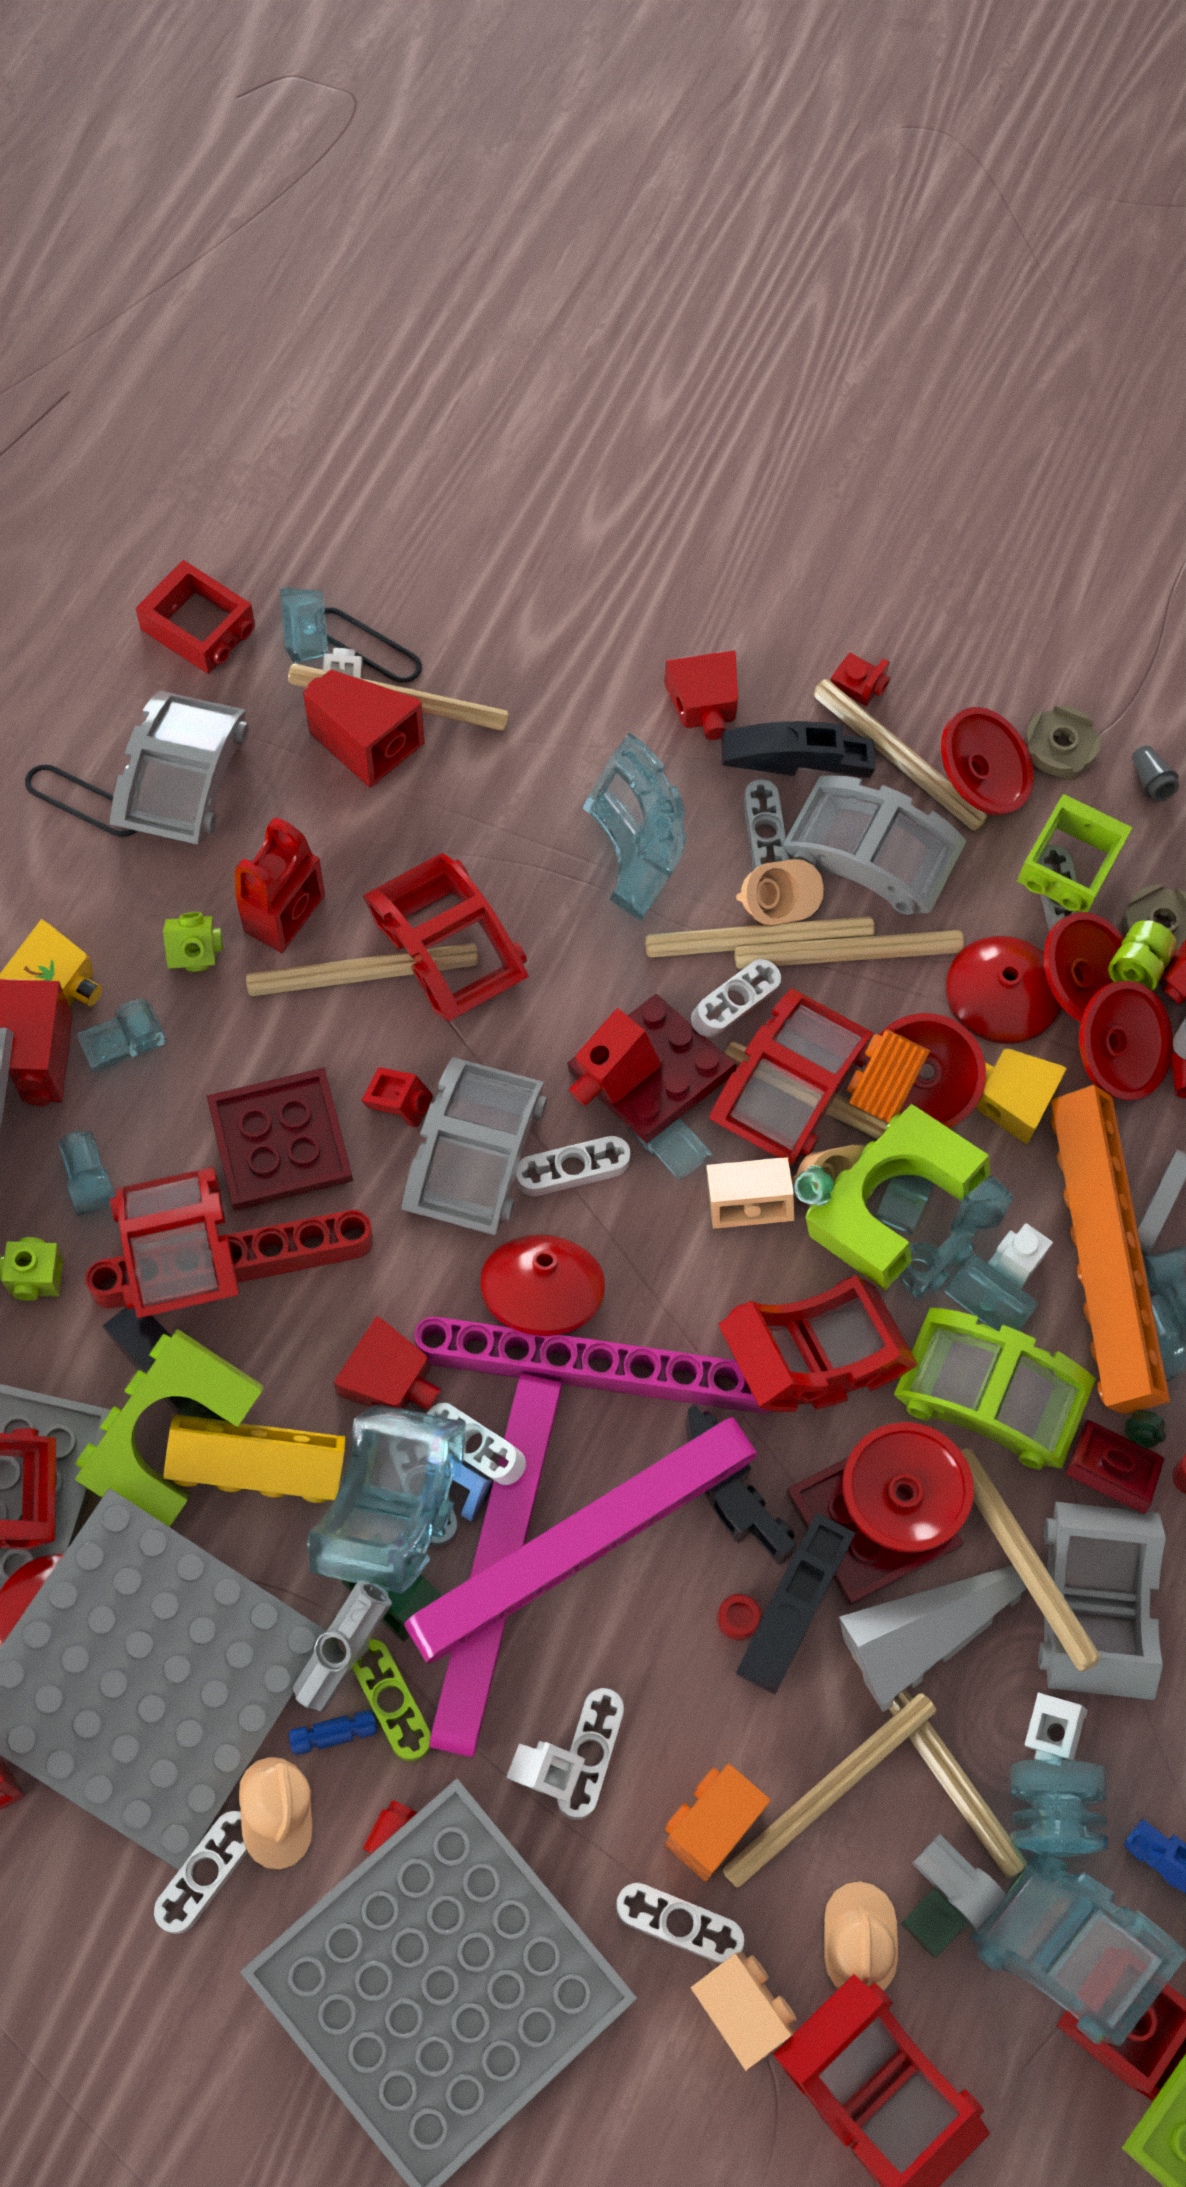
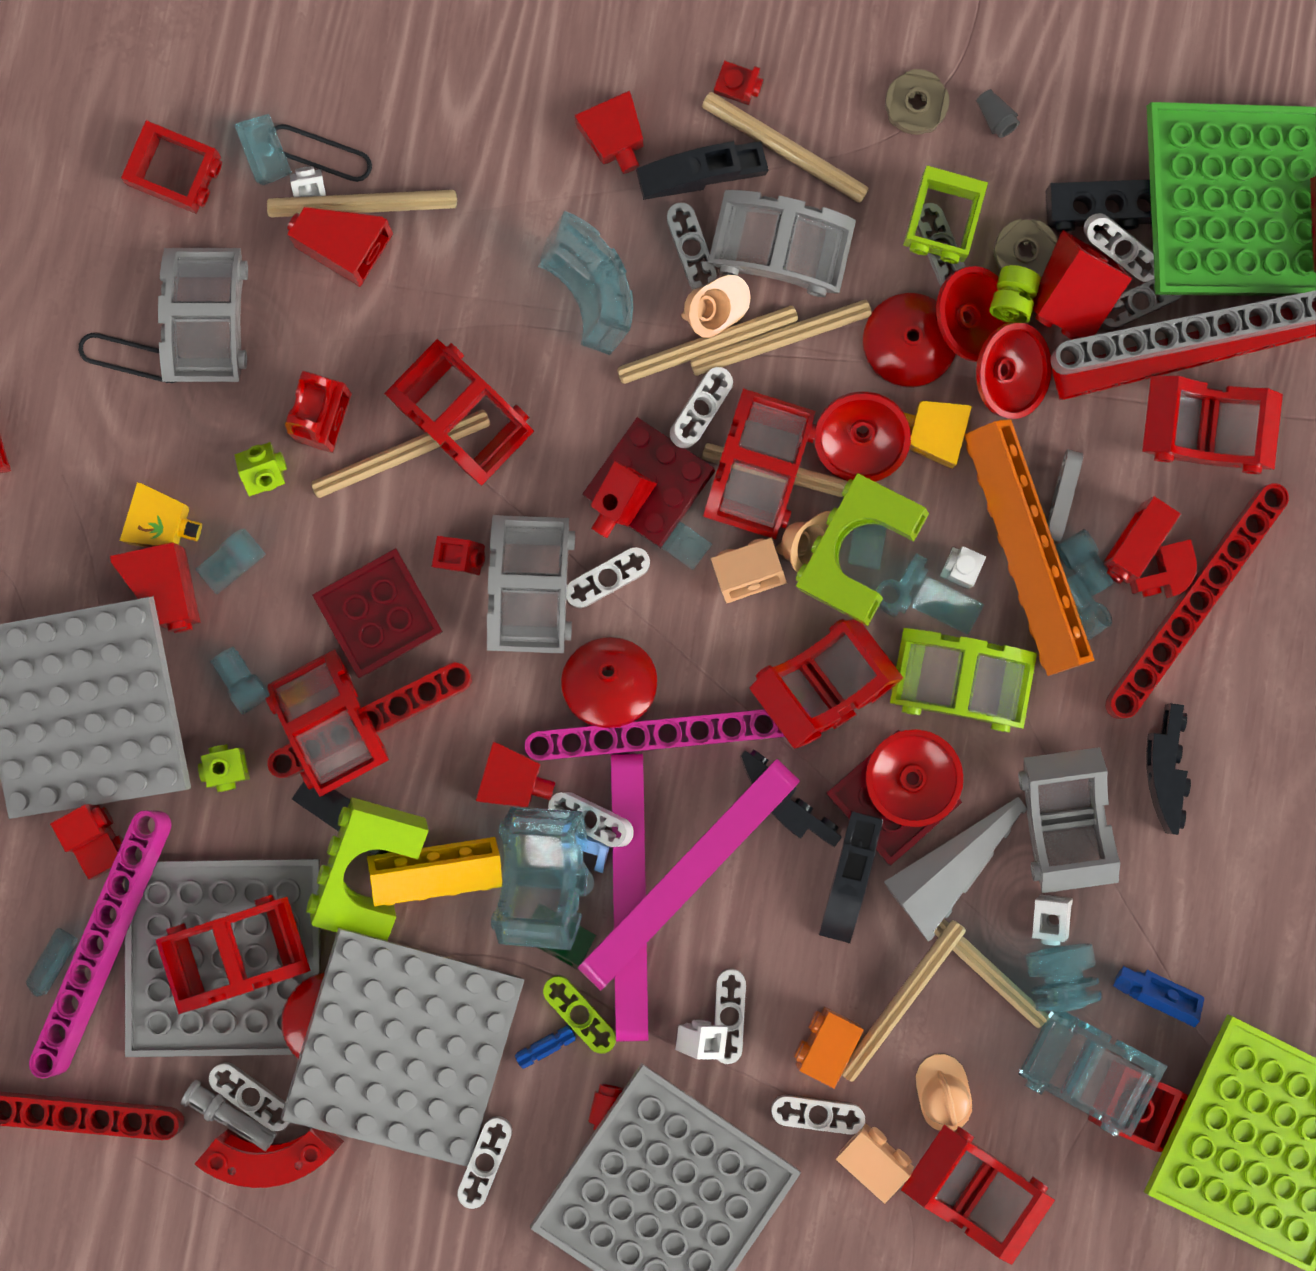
camera: 15 degrees left, 20 degrees up
(275, 1813) = (521, 1111): light nougat piece -> none
(354, 1627) = (536, 992): light grey piece -> none
(739, 1617) = (812, 892): red tile -> none
(805, 1187) = (797, 562): clear green plate -> none
(888, 1076) = (835, 450): orange brick -> none
(934, 1923) = (991, 1072): clear green plate -> none
(965, 1888) = (1008, 1043): light grey piece -> none
(984, 1205) = (928, 538): clear light blue slope -> none
(987, 761) = (870, 141): red dish -> none
(1031, 1568) = (1009, 807): tan axle -> none
(1115, 1466) = (1062, 717): dark red plate -> none
(1145, 1428) = (1080, 681): clear green plate -> none

